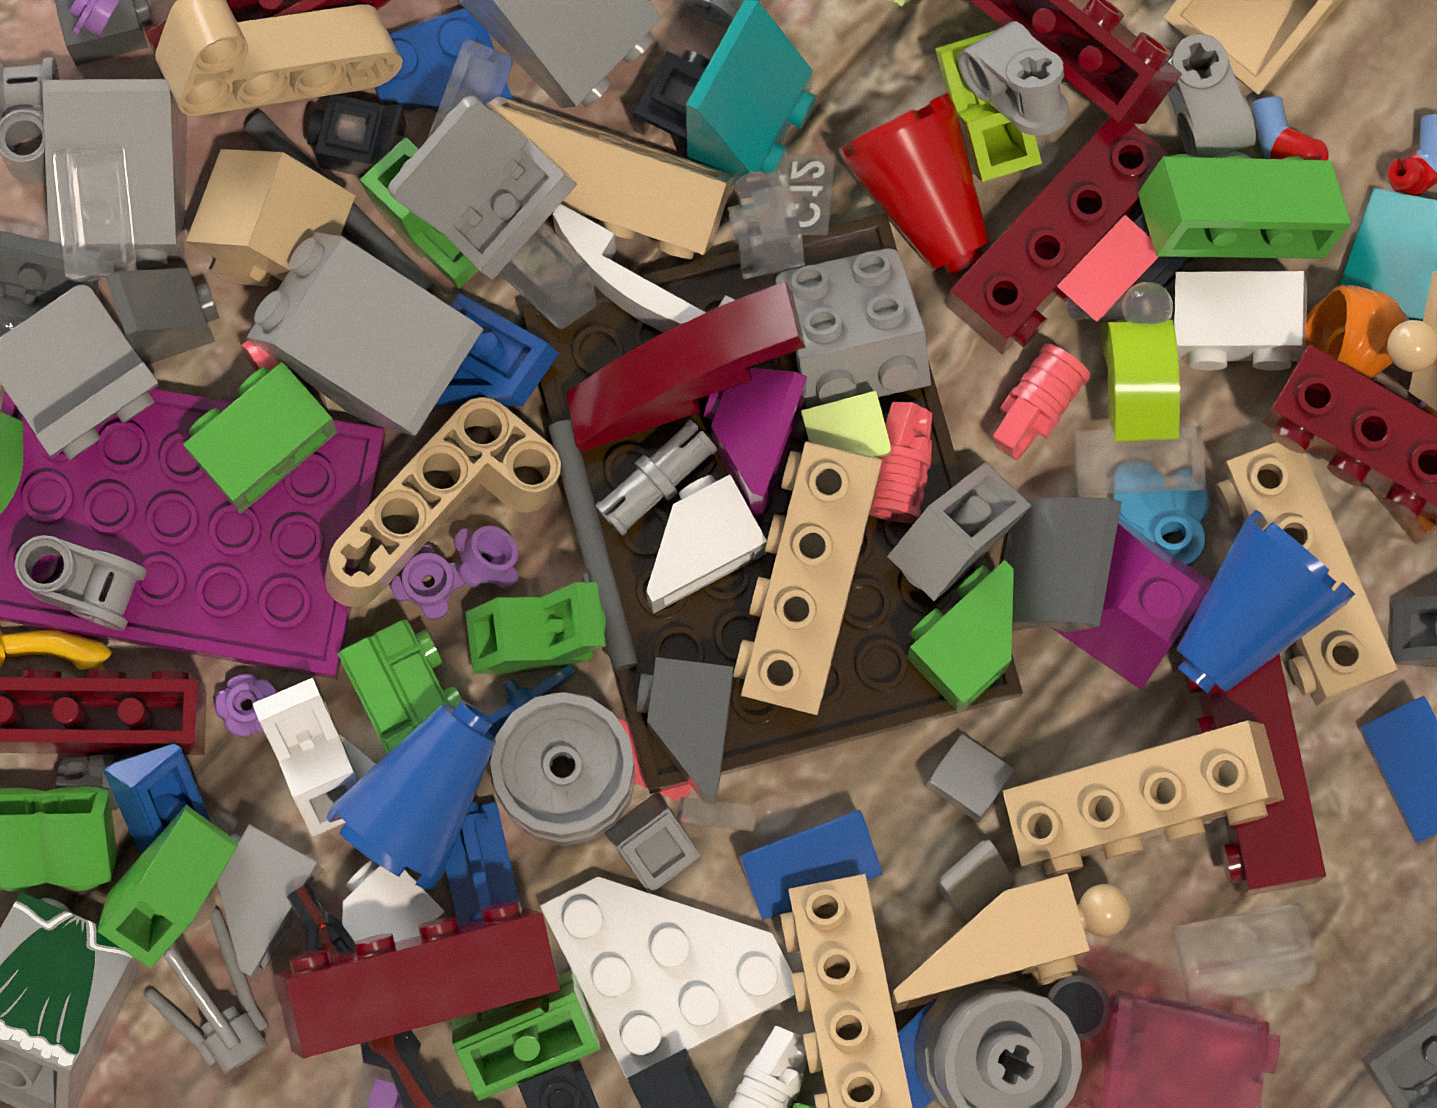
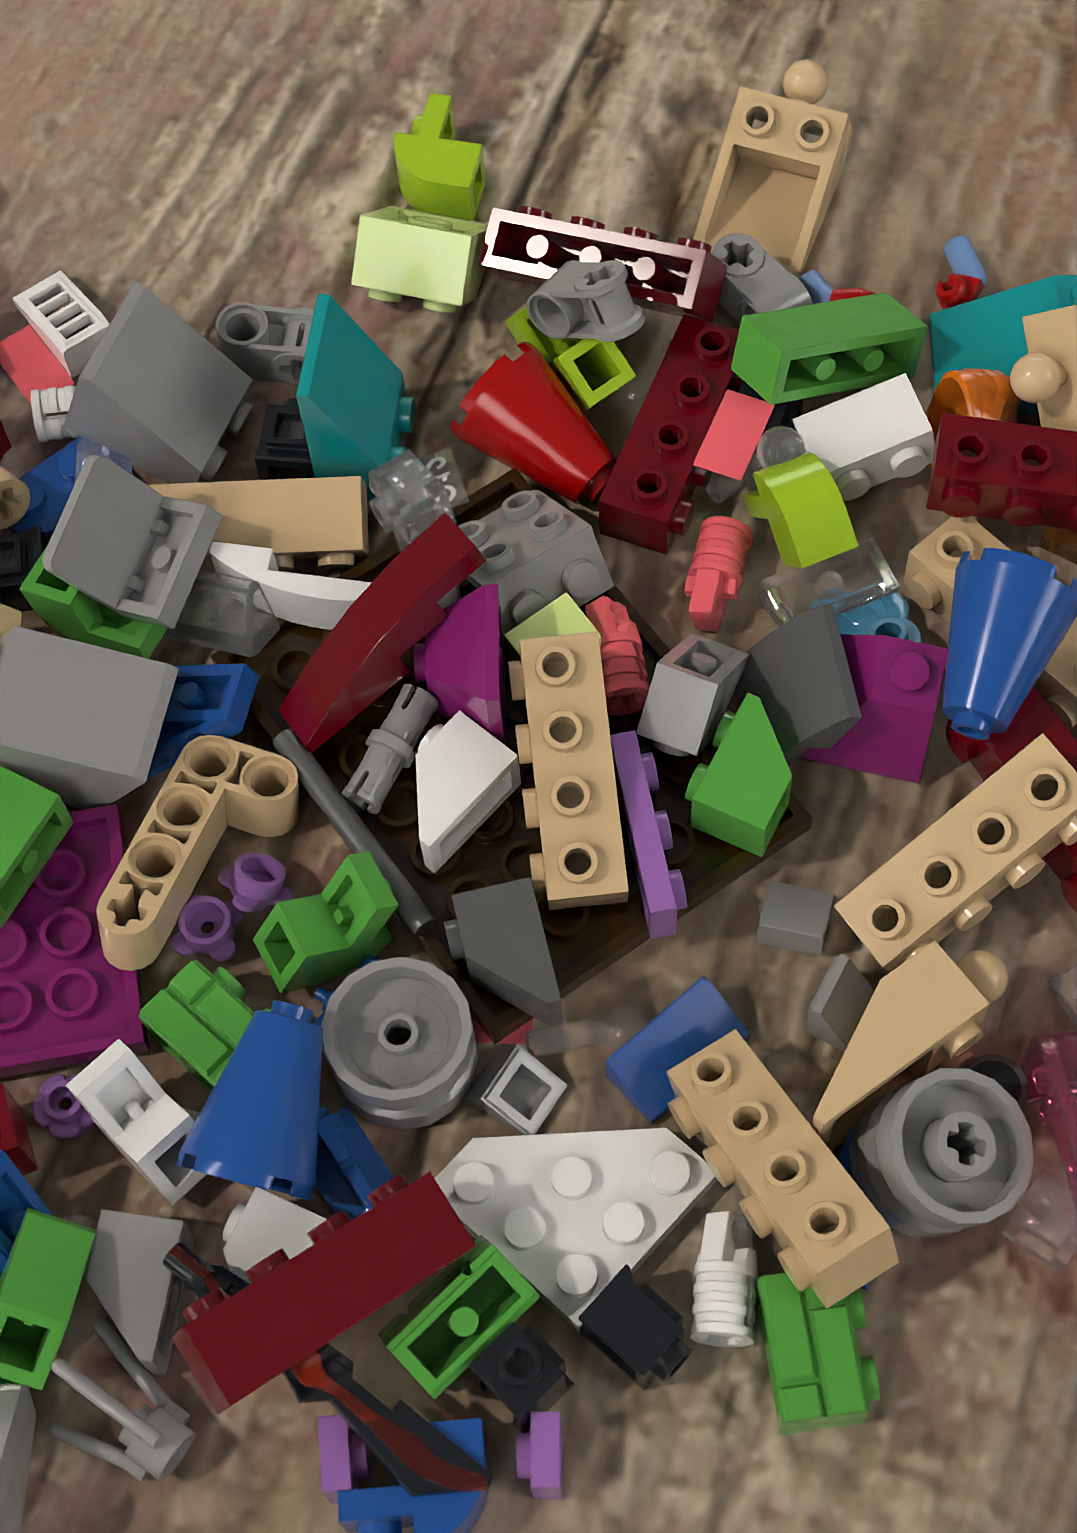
camera: 15 degrees left, 15 degrees down
(860, 656) = (647, 835): none -> medium lavender plate

